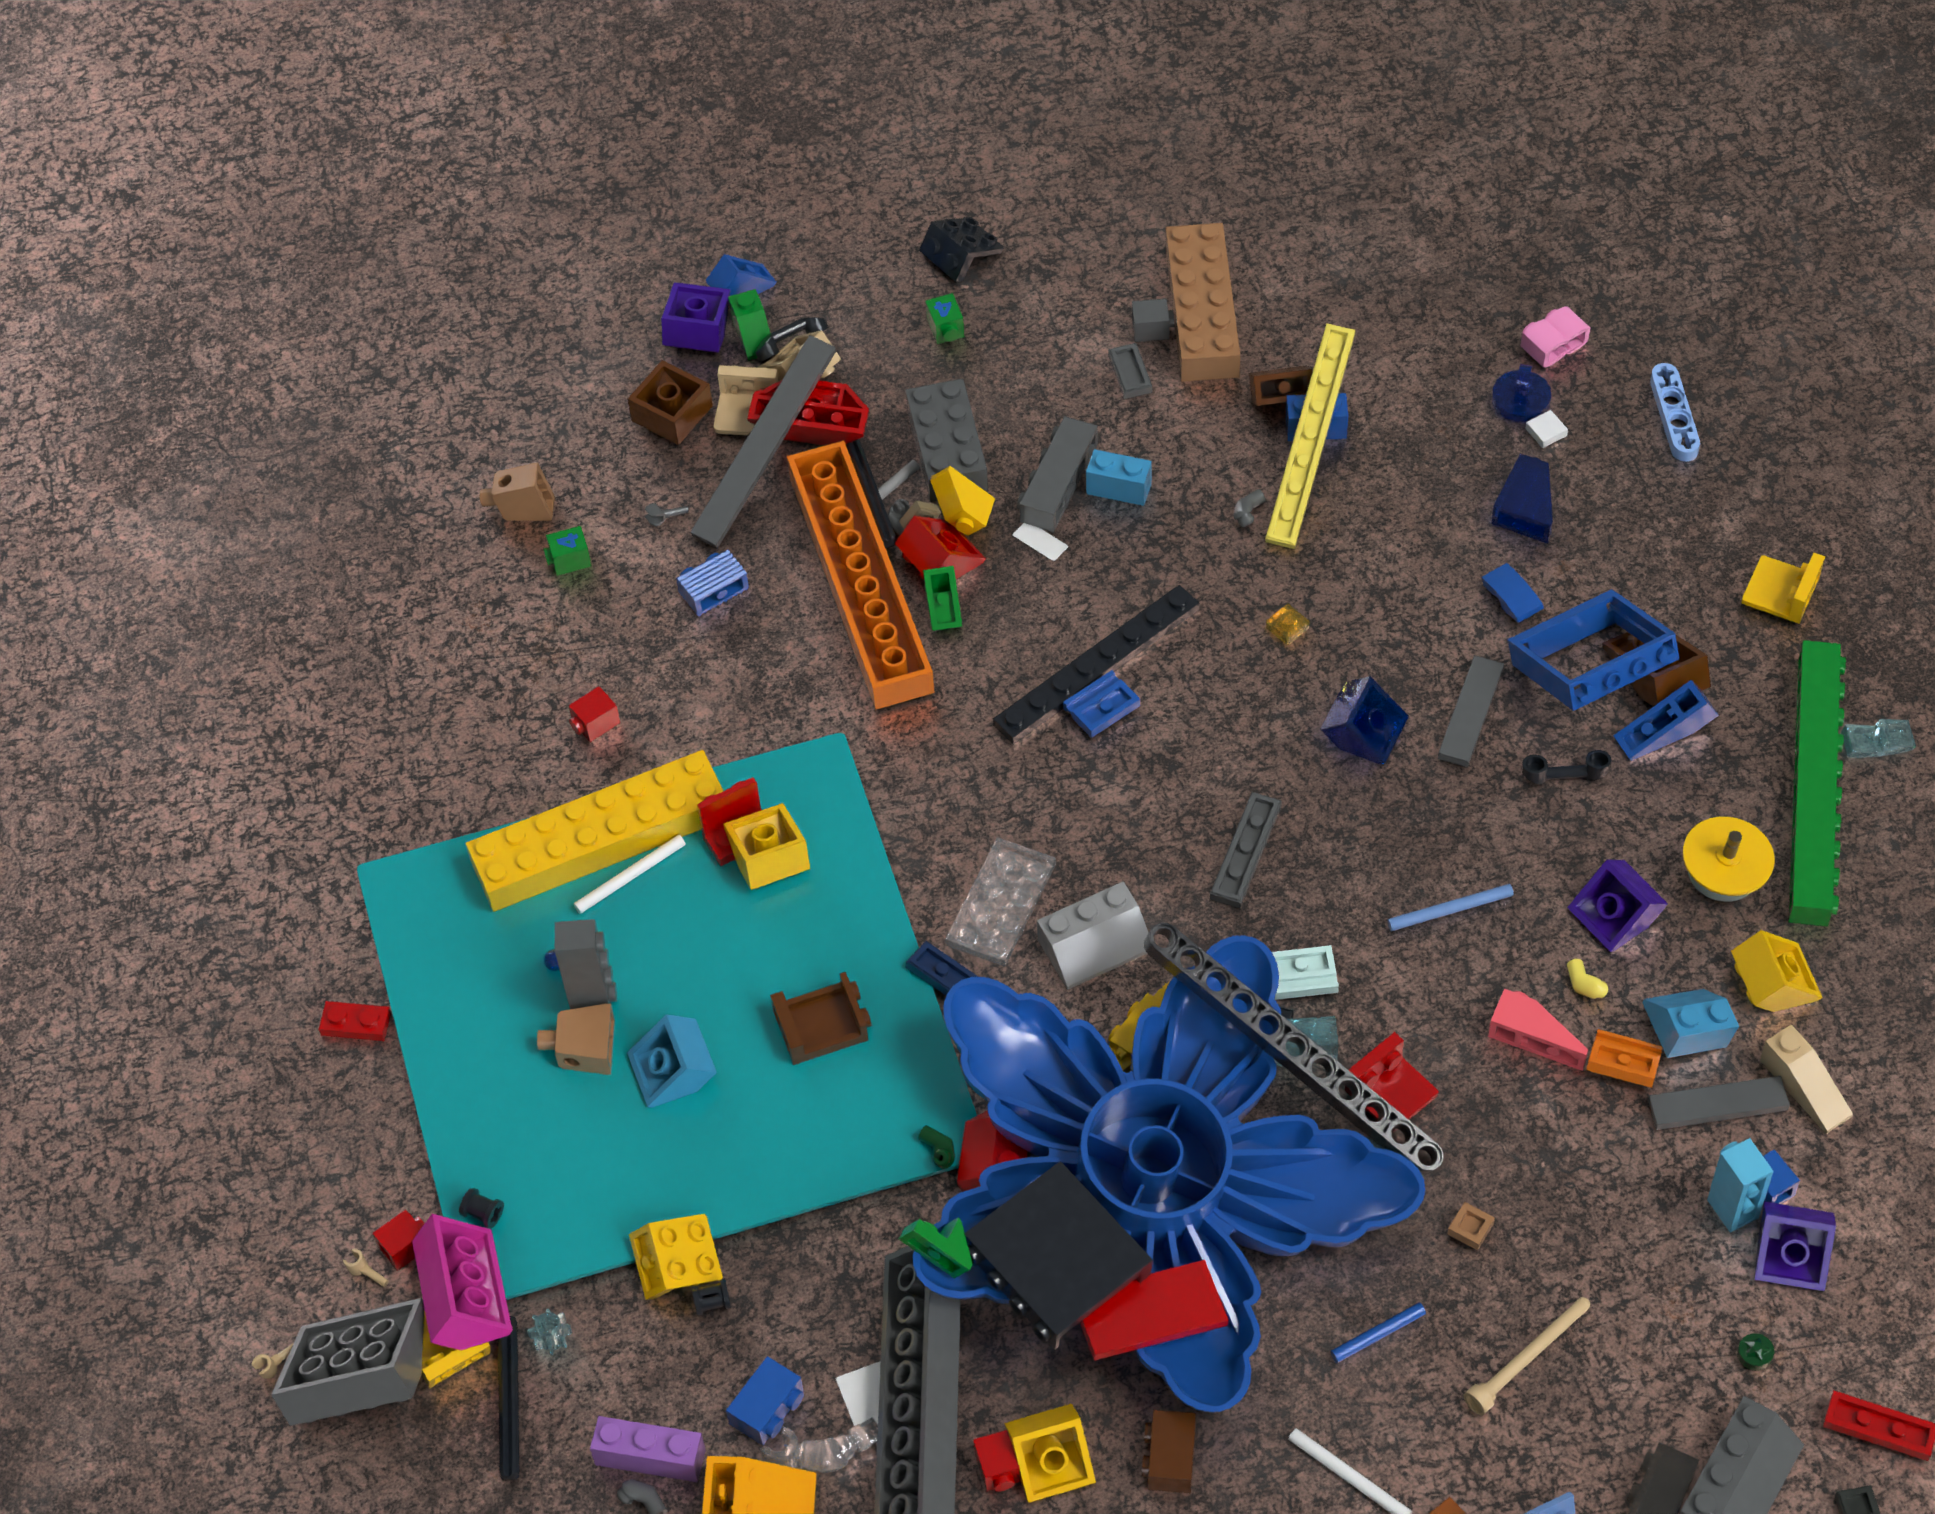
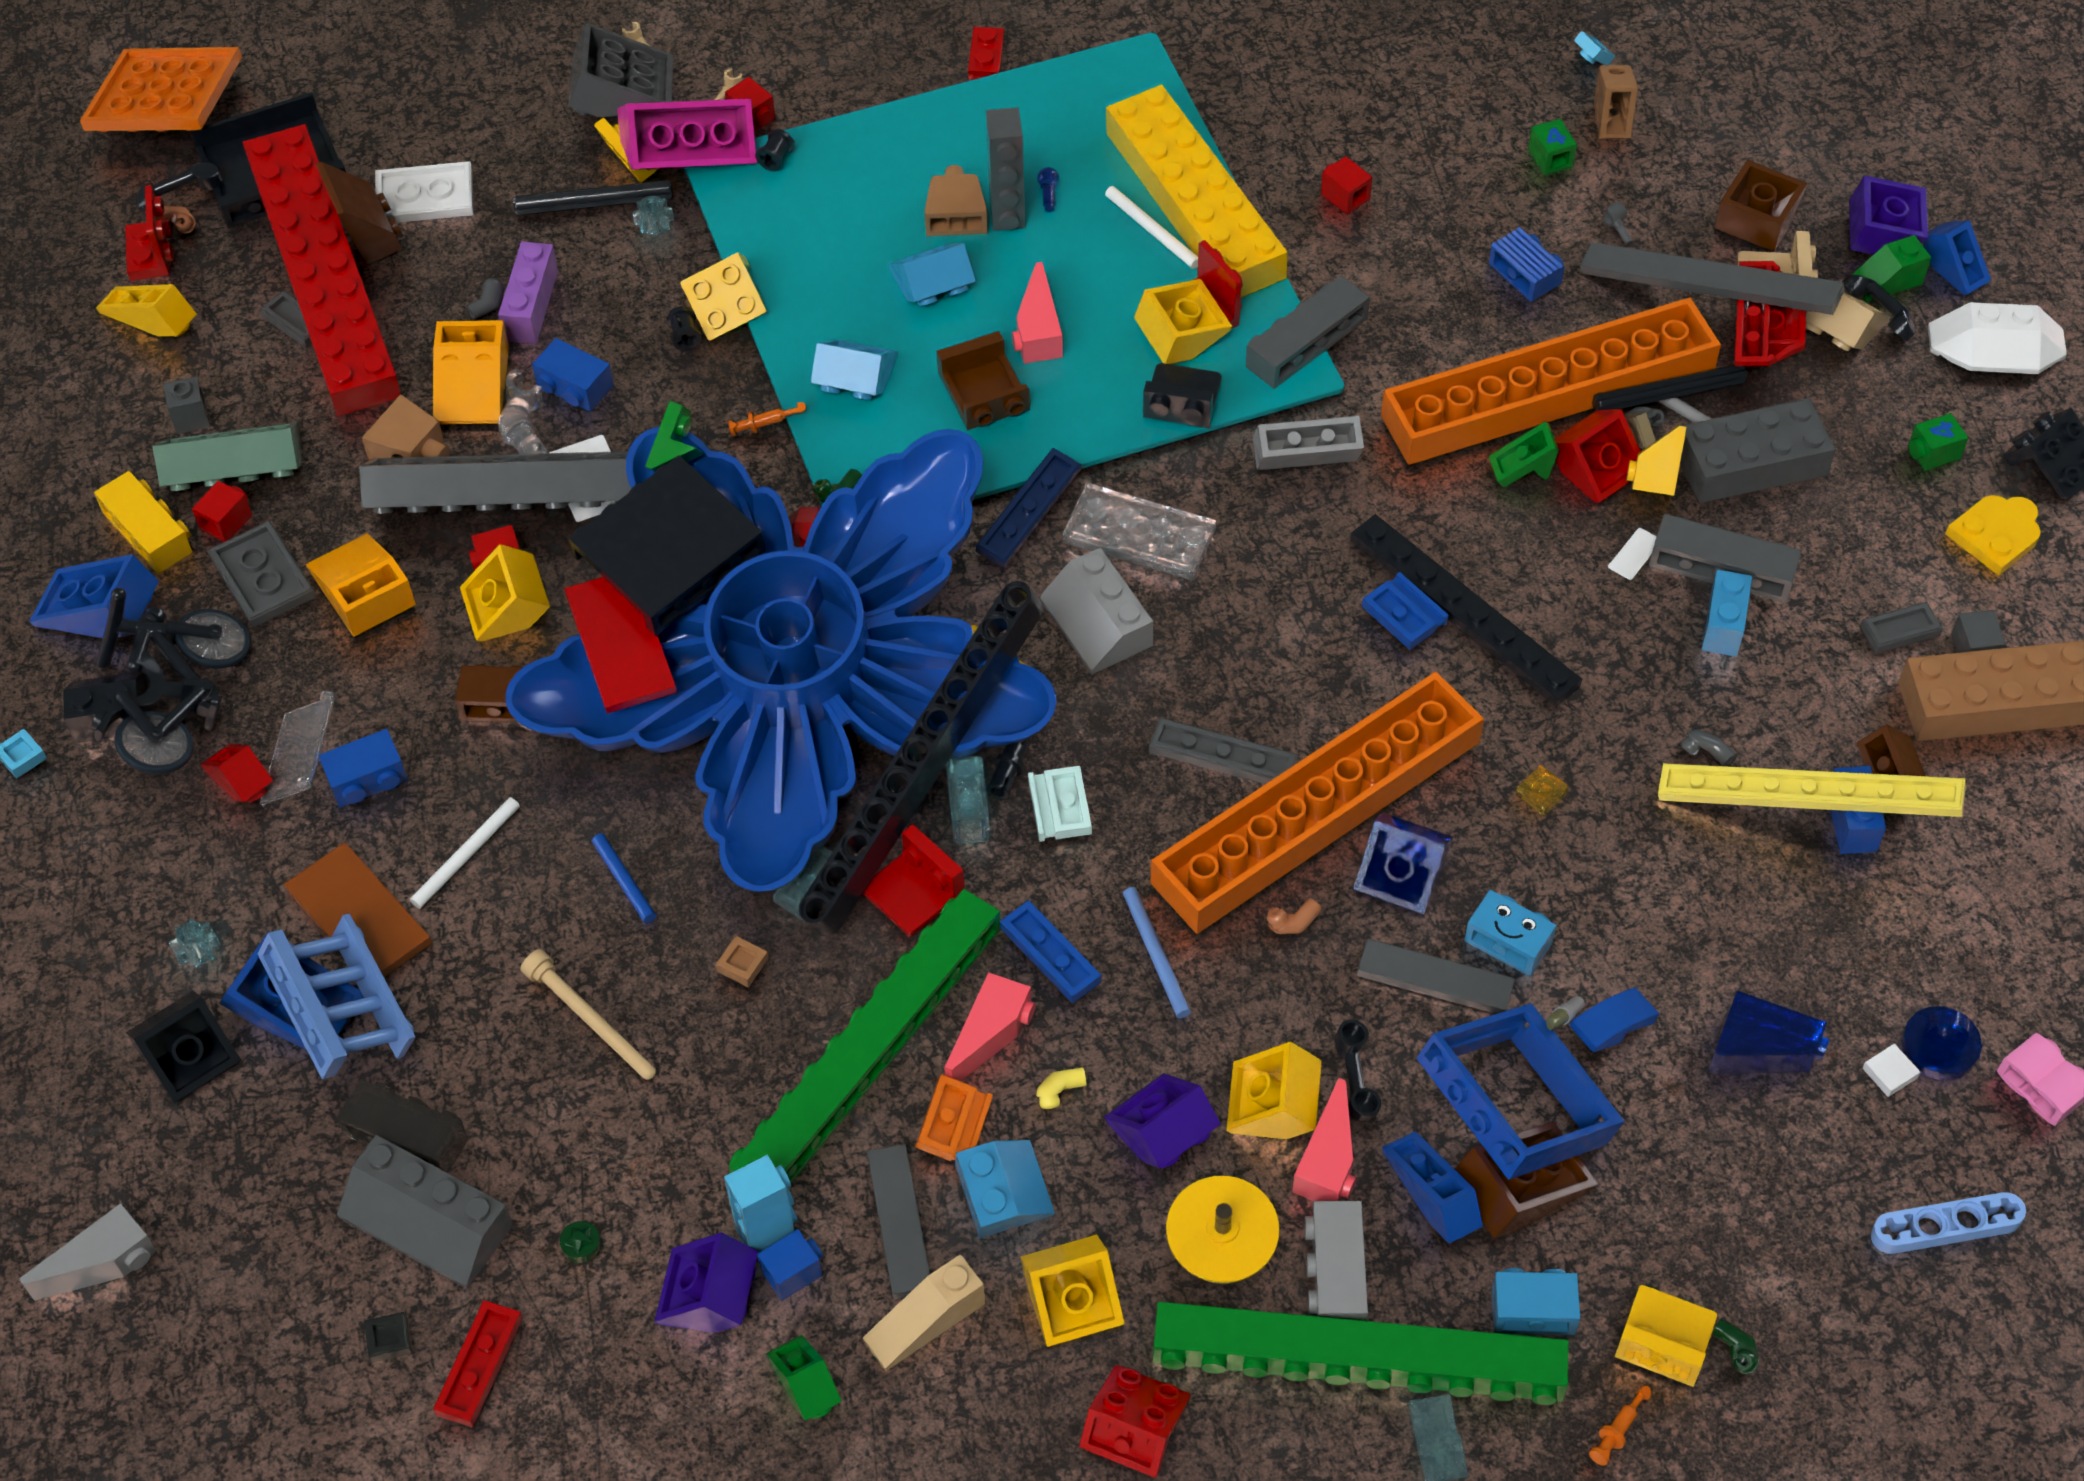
camera: 85 degrees right, 0 degrees up
(447, 508) = (1593, 49): none -> medium azure plate
(747, 969) = (1038, 326): none -> coral slope
(785, 750) = (1307, 331): none -> dark grey brick
(790, 1130) = (852, 368): none -> slope
(838, 269) = (1998, 338): none -> white wedge
(840, 1219) = (763, 419): none -> orange piece
(851, 853) = (1181, 395): none -> black bracket
(916, 758) = (1308, 442): none -> light grey brick
(1035, 296) = (1997, 531): none -> yellow plate
(1311, 775) = (1315, 802): none -> orange brick
(1420, 804) = (1293, 923): none -> nougat arm
(1432, 653) = (1510, 932): none -> dark azure brick
(1455, 983) = (1050, 951): none -> blue plate
(1511, 621) = (1565, 1013): none -> piece
(1558, 1123) = (873, 1036): none -> green brick
(1590, 825) = (1275, 1093): none -> yellow slope
(1641, 789) = (1328, 1159): none -> coral slope
(1742, 789) = (1336, 1260): none -> light grey brick
(1763, 664) = (1535, 1302): none -> dark azure brick
(1787, 545) = (1741, 1345): none -> dark green arm
(1864, 628) = (1613, 1435): none -> orange piece
(1871, 1168) = (804, 1378): none -> green slope
(1885, 930) = (1133, 1420): none -> red bracket

